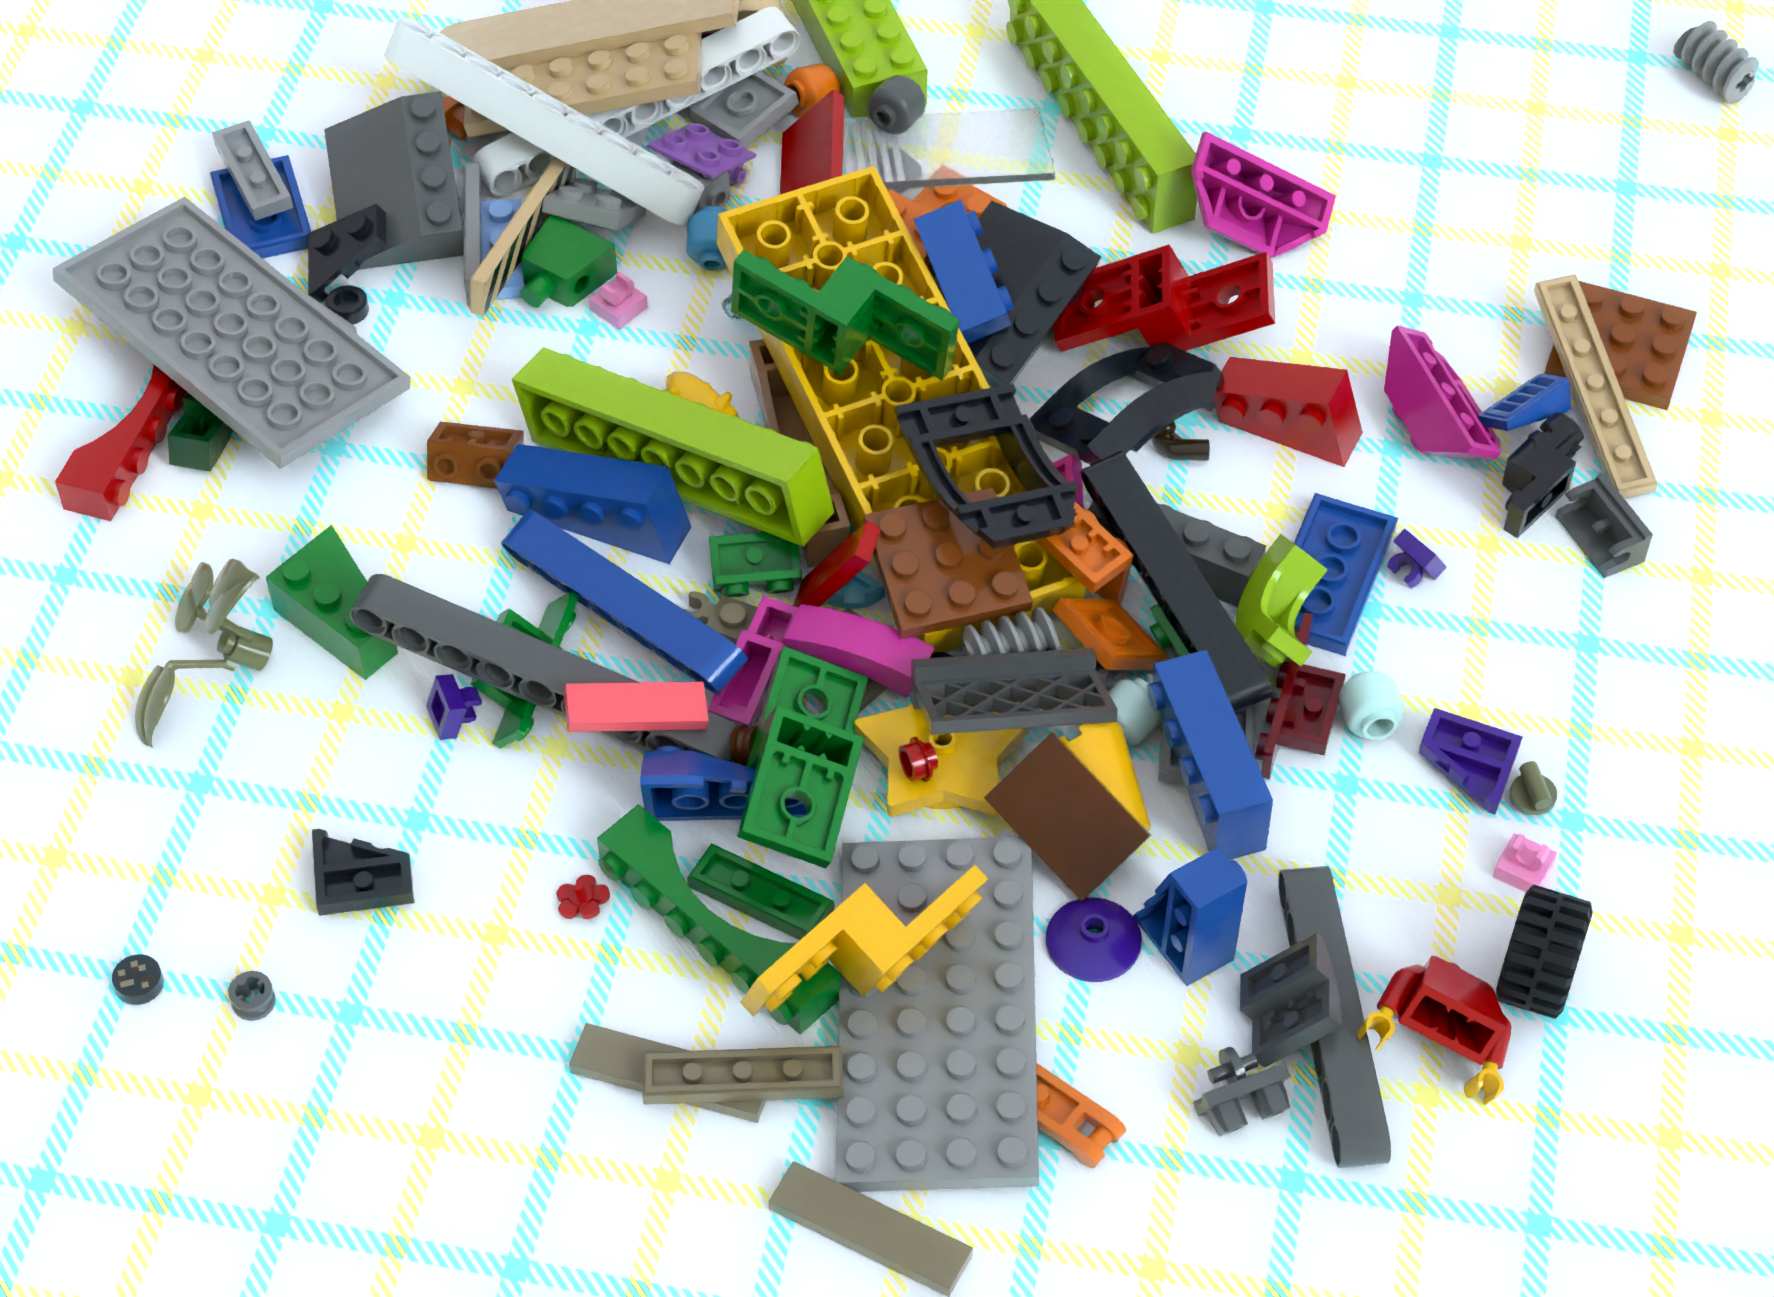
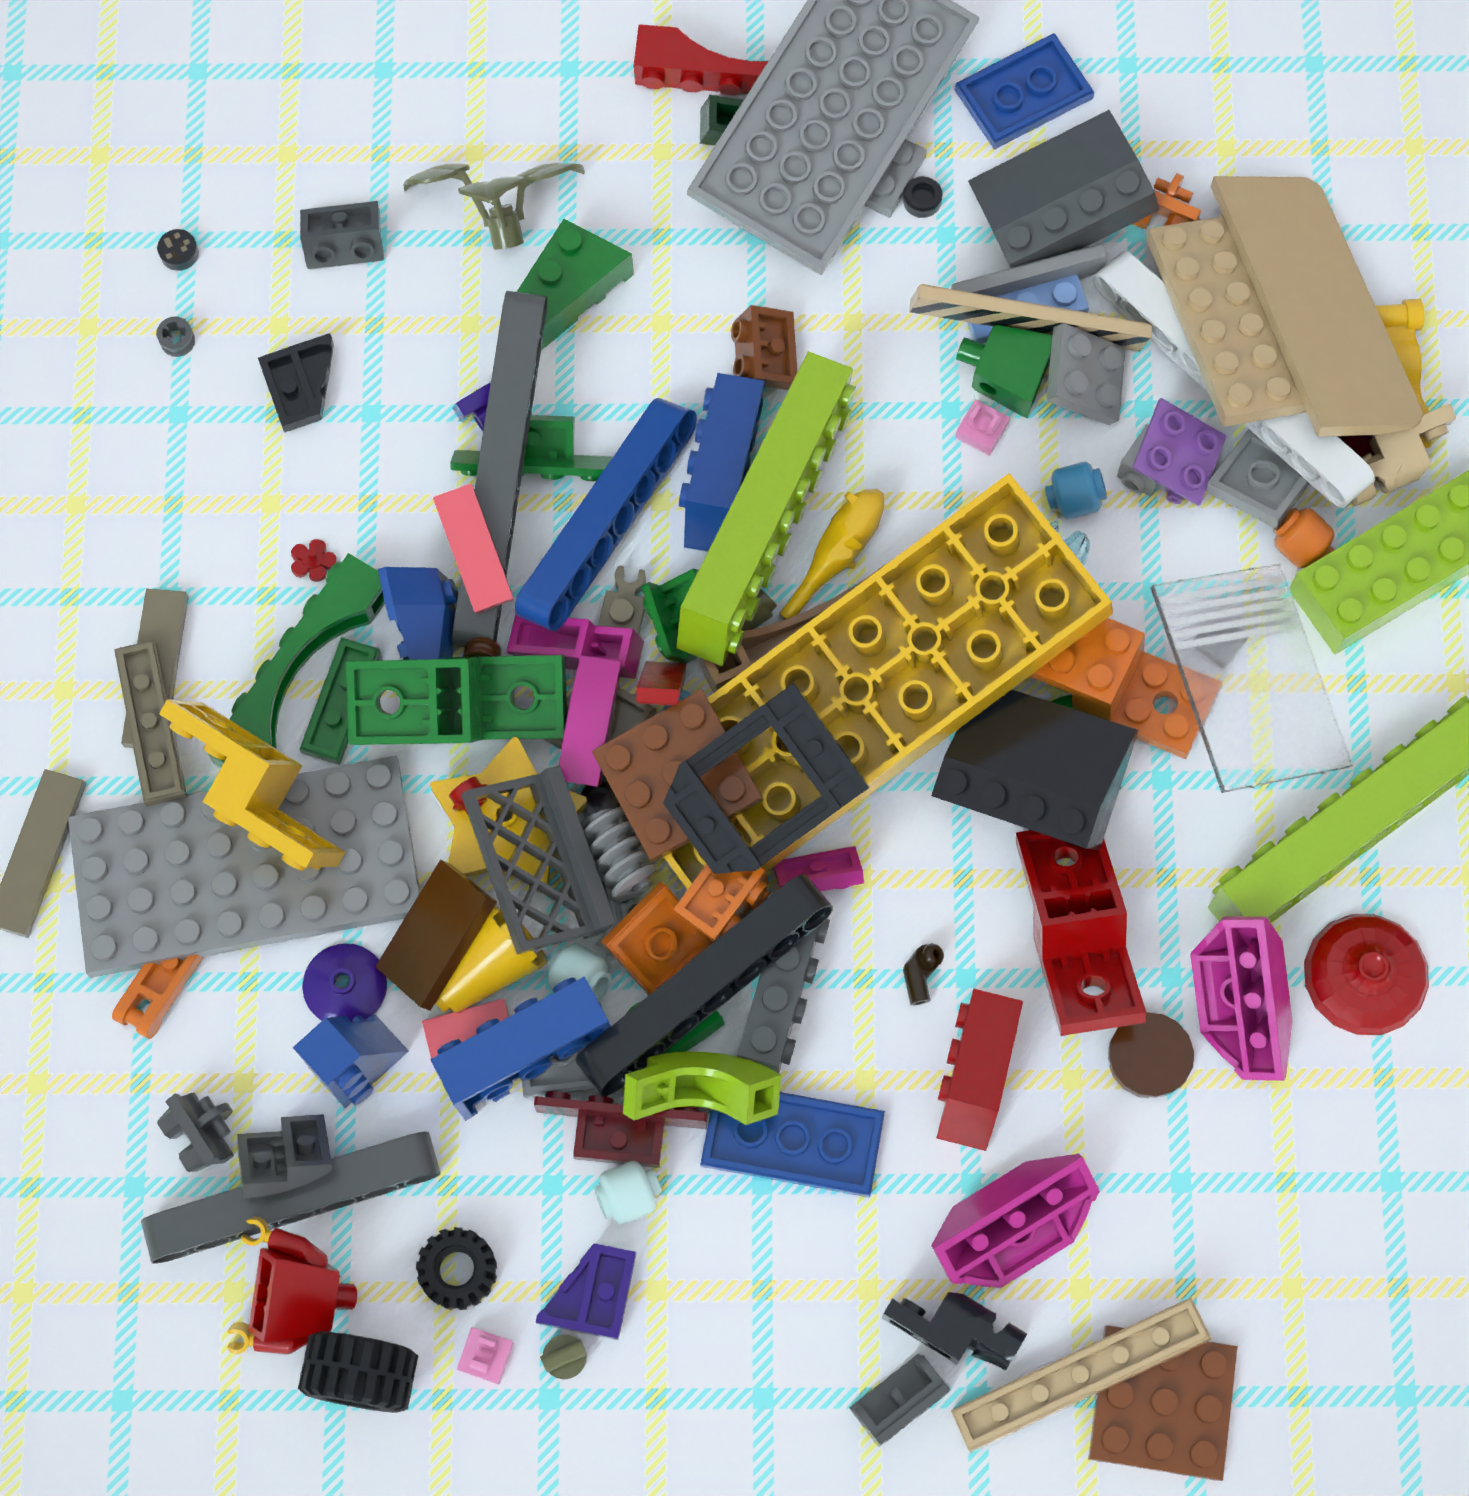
camera: 80 degrees right, 20 degrees up
(187, 805) = (341, 235): none -> dark grey bracket
(252, 170) = (1052, 65): light grey plate -> none
(343, 247) = (975, 171): black wing -> none
(544, 121) = (1154, 271): white beam -> none
(814, 145) = (1180, 559): red tile -> none
(844, 314) = (895, 612): green bracket -> none
(896, 104) = (1291, 620): dark grey head -> none
(965, 270) = (1020, 718): blue wedge -> none
(1172, 826) = (461, 1024): none -> coral tile
(1180, 383) = (888, 878): black wedge -> none
(1246, 124) = (1366, 974): none -> red hat
(1300, 293) = (1151, 1056): none -> reddish brown tile
(1416, 555) = (821, 1218): dark purple tile -> none
(1425, 892) = (434, 1253): none -> black tyre
(1529, 403) = (1059, 1316): blue slope -> none

